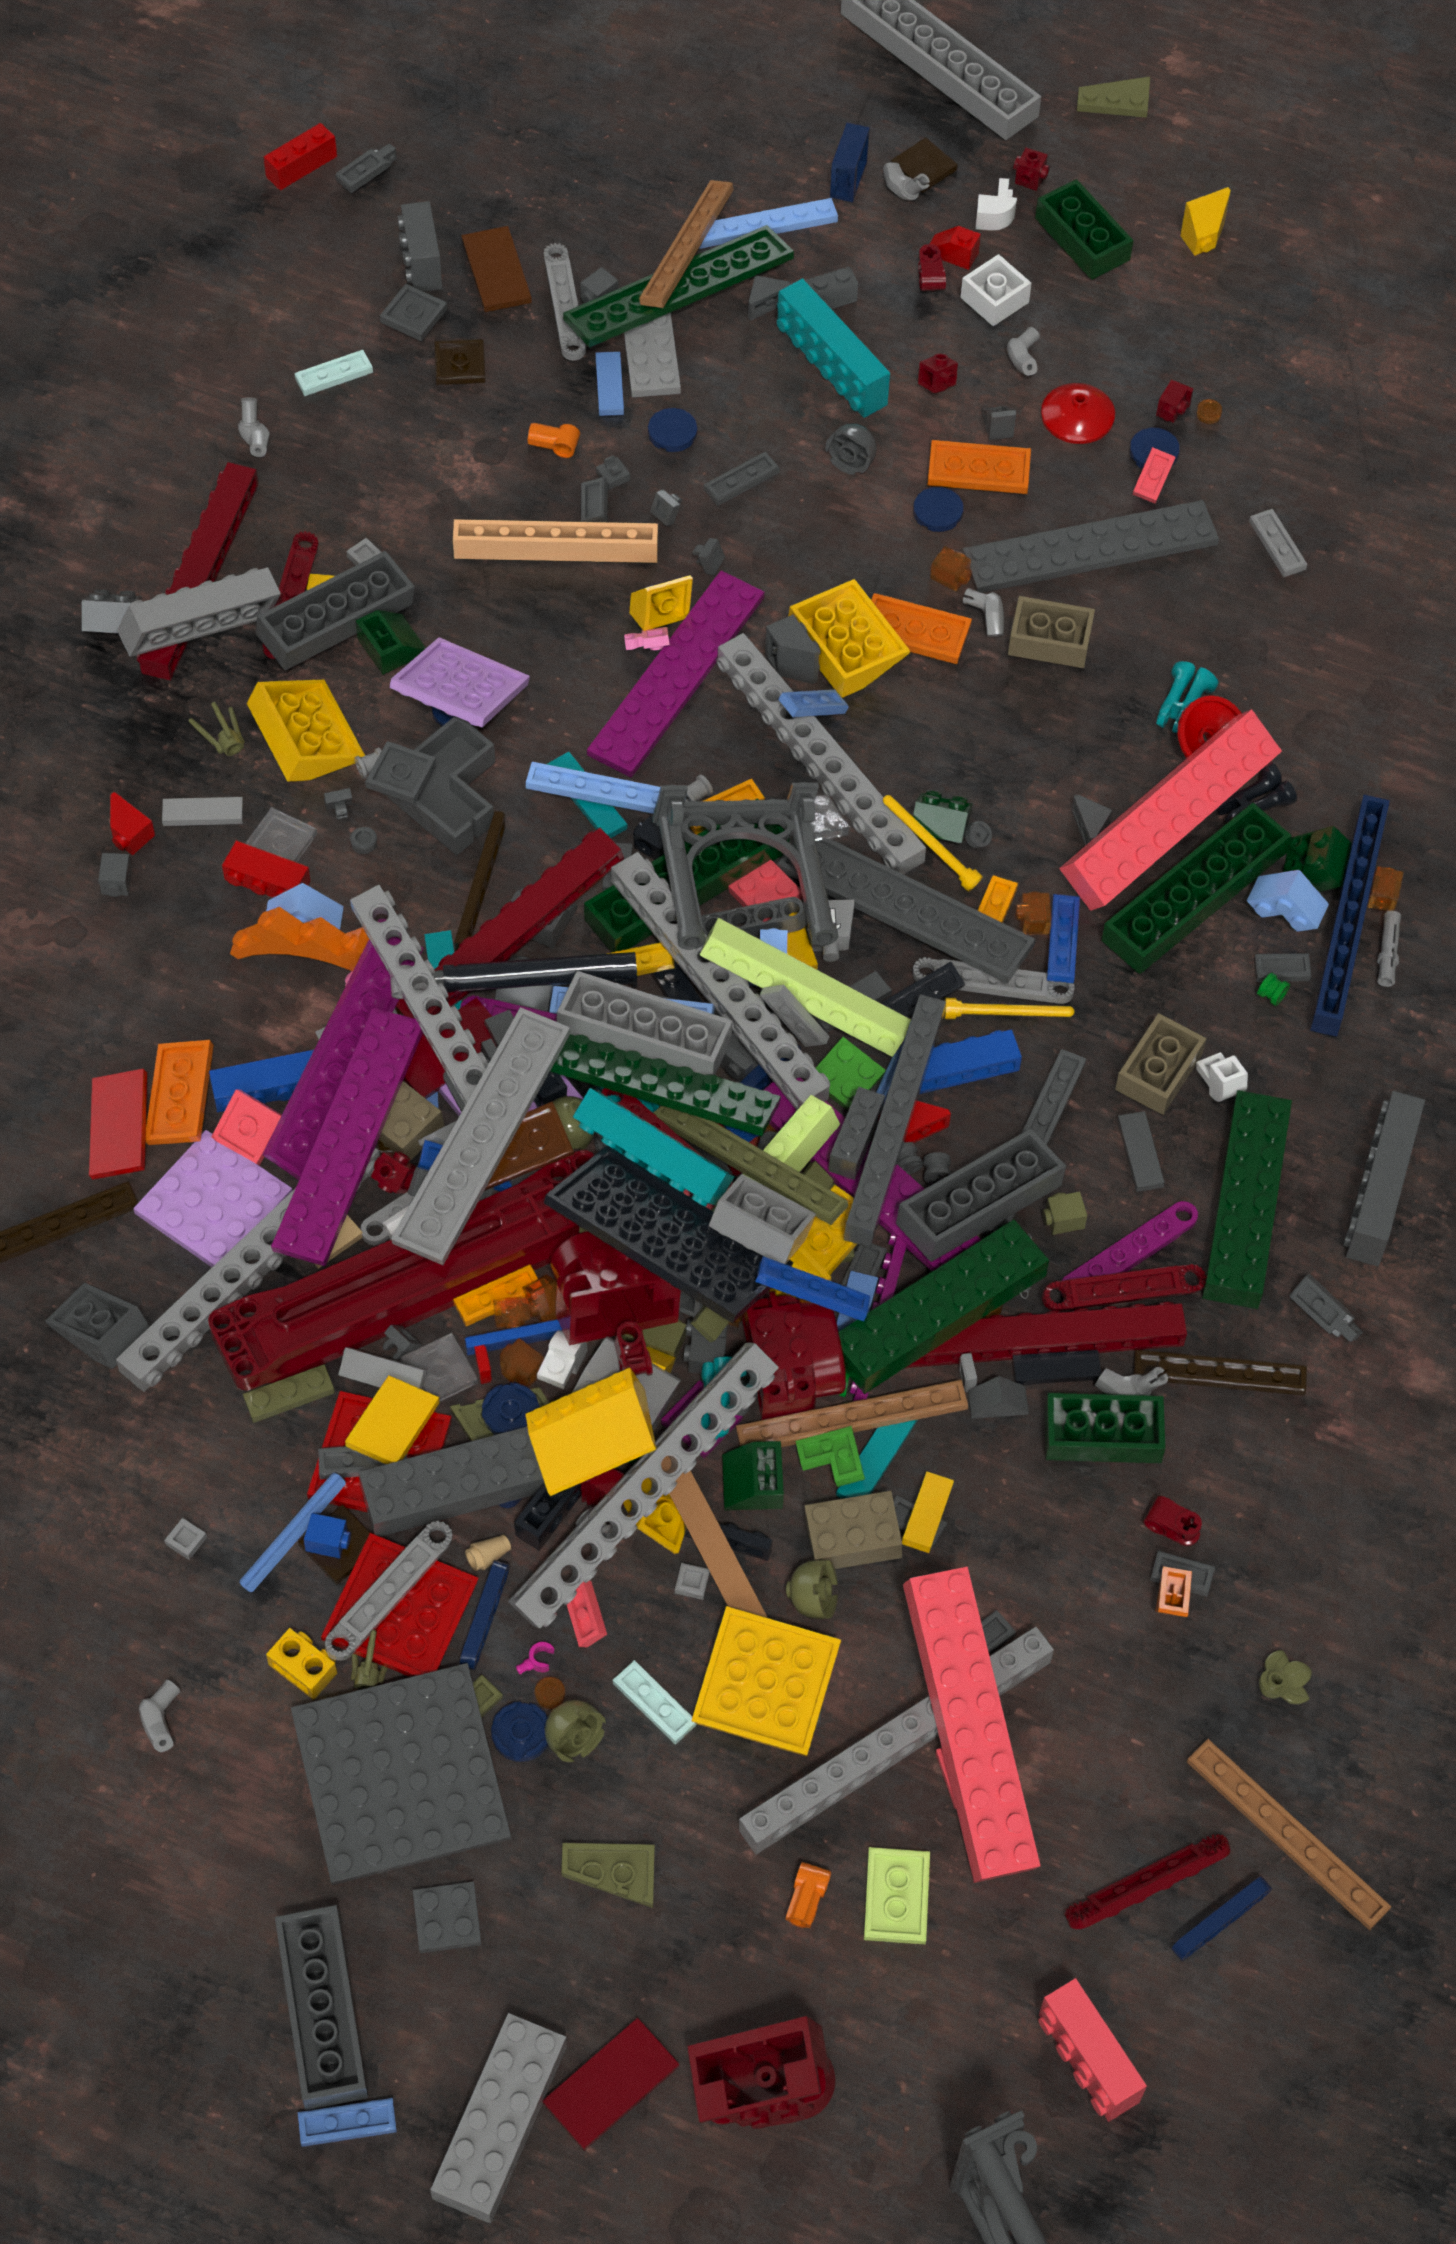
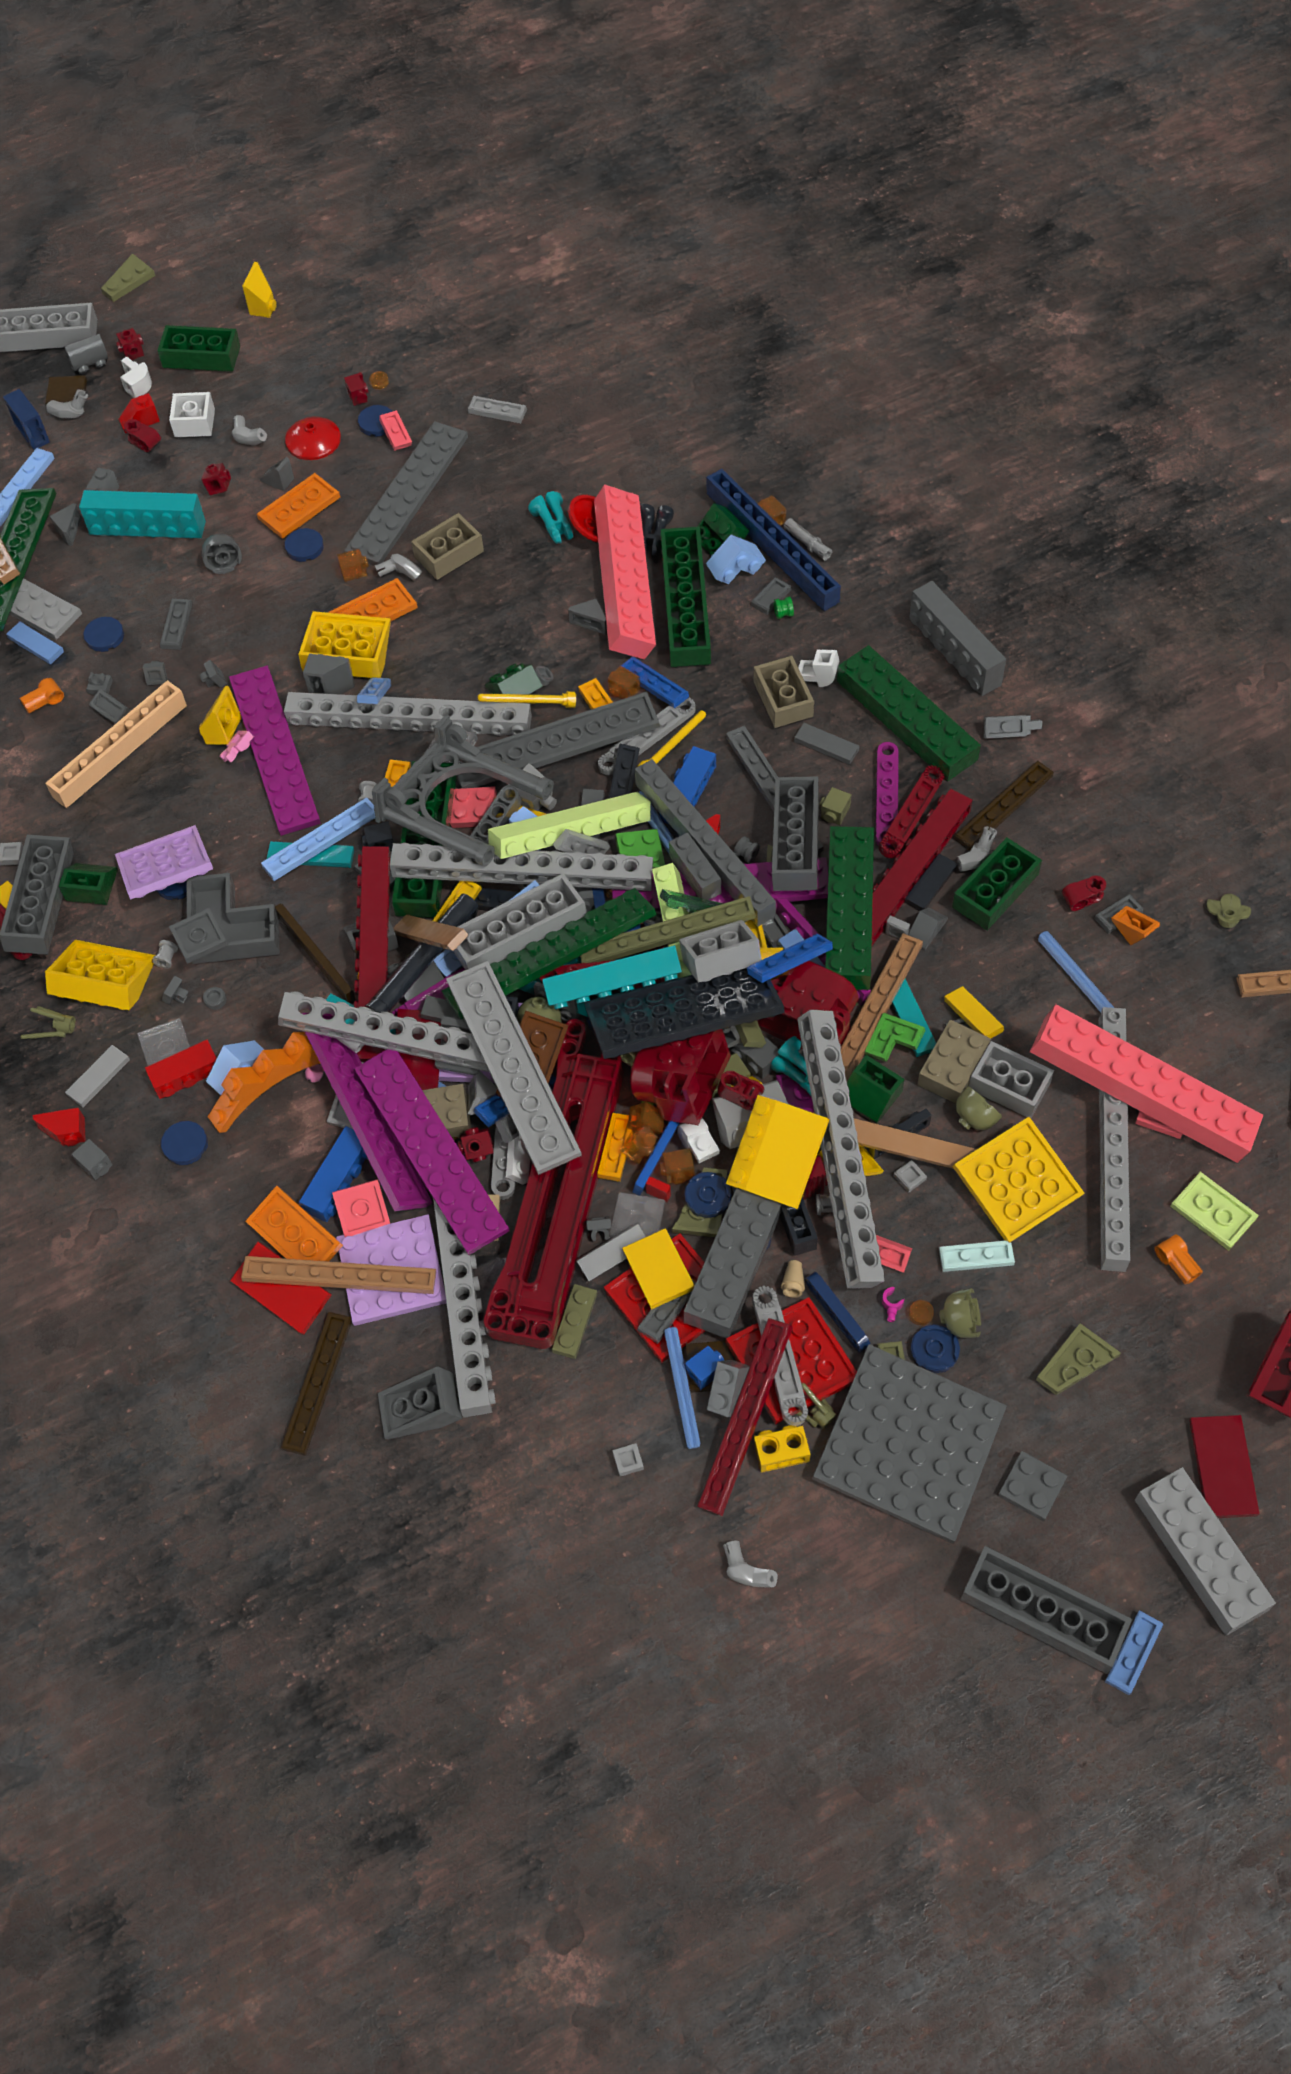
camera: 45 degrees left, 0 degrees up
(165, 1160) = (339, 1275): none -> medium nougat tile
(196, 934) = (184, 1142): none -> dark blue tile
(303, 1604) = (745, 1417): none -> dark red tile
(320, 1571) = (727, 1386): none -> dark grey brick
(559, 956) = (430, 932): none -> medium nougat tile
(801, 1158) = (690, 903): none -> clear green plate
(876, 1597) = (1011, 1079): none -> light grey brick
(981, 144) = (86, 353): none -> dark grey brick
(1068, 1578) = (1074, 971): none -> medium blue axle

